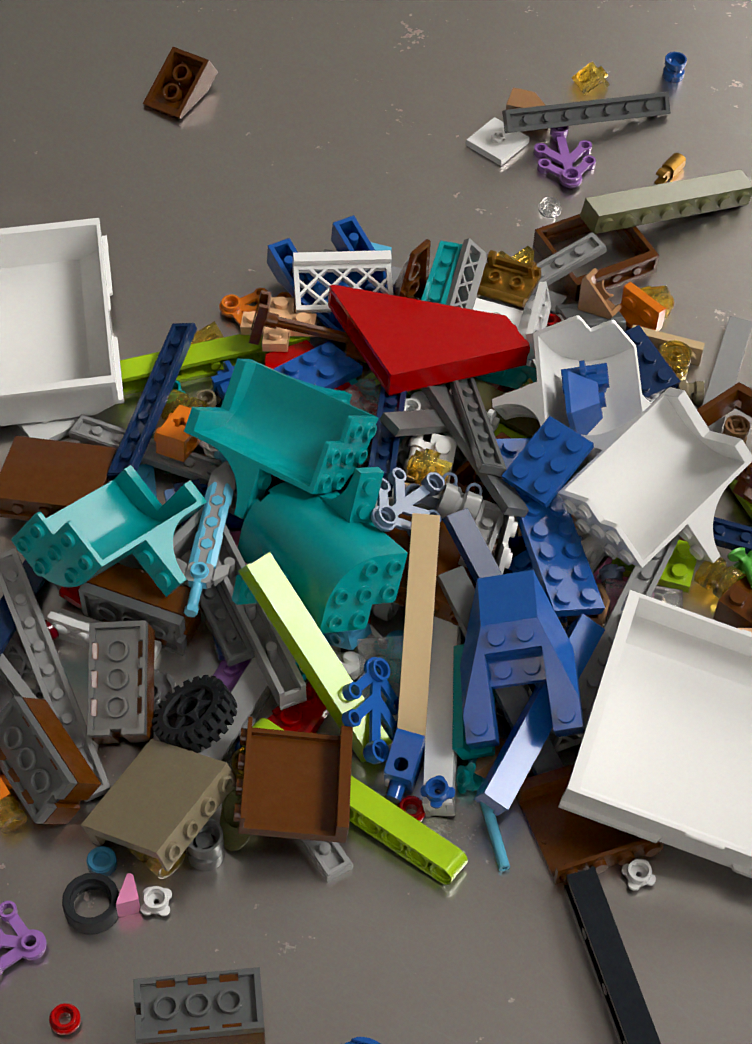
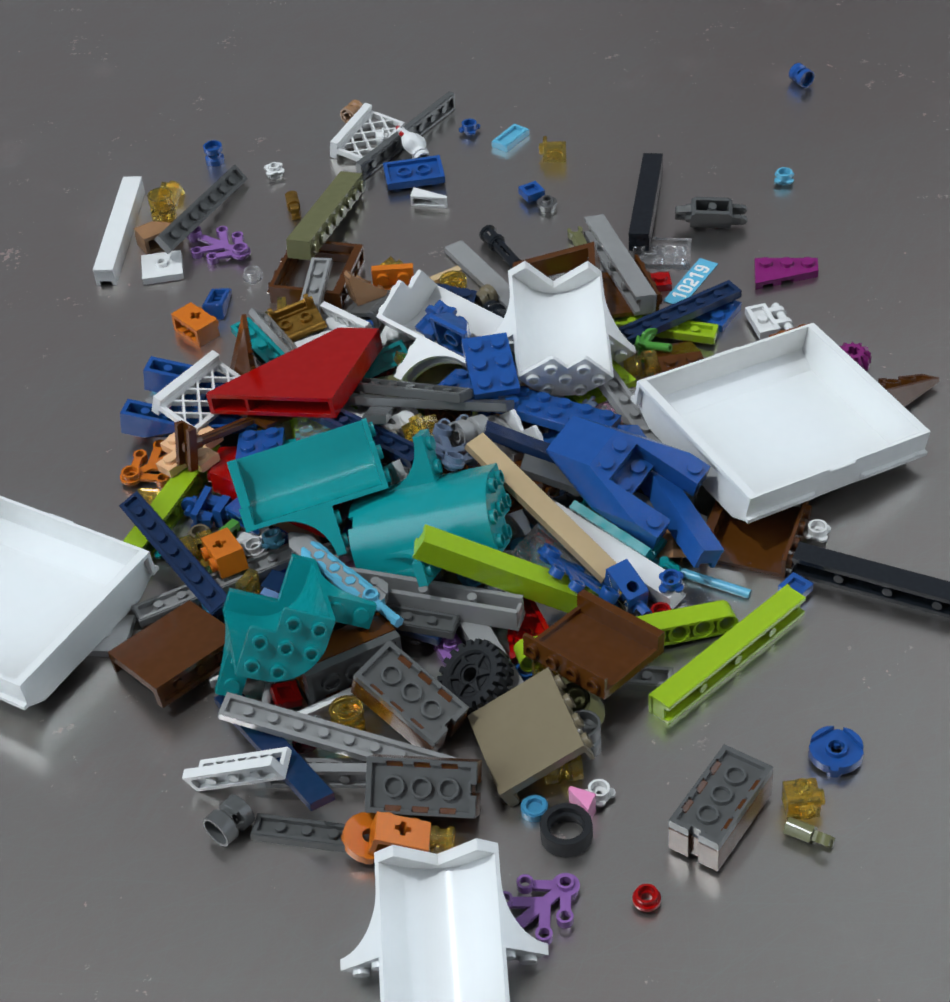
camera: 45 degrees left, 10 degrees down
(76, 652) = (348, 712): none -> clear yellow wheel
(166, 476) = (249, 582): none -> clear yellow bracket
(406, 898) = (726, 655): none -> lime tile
(445, 215) = (195, 324): none -> orange brick
(488, 210) = (217, 302): none -> blue slope
(498, 84) = (119, 230): none -> white tile
(542, 903) = (798, 583): none -> blue plate
(566, 83) = (162, 205): none -> clear yellow wheel
(701, 123) = (274, 170): none -> white plate

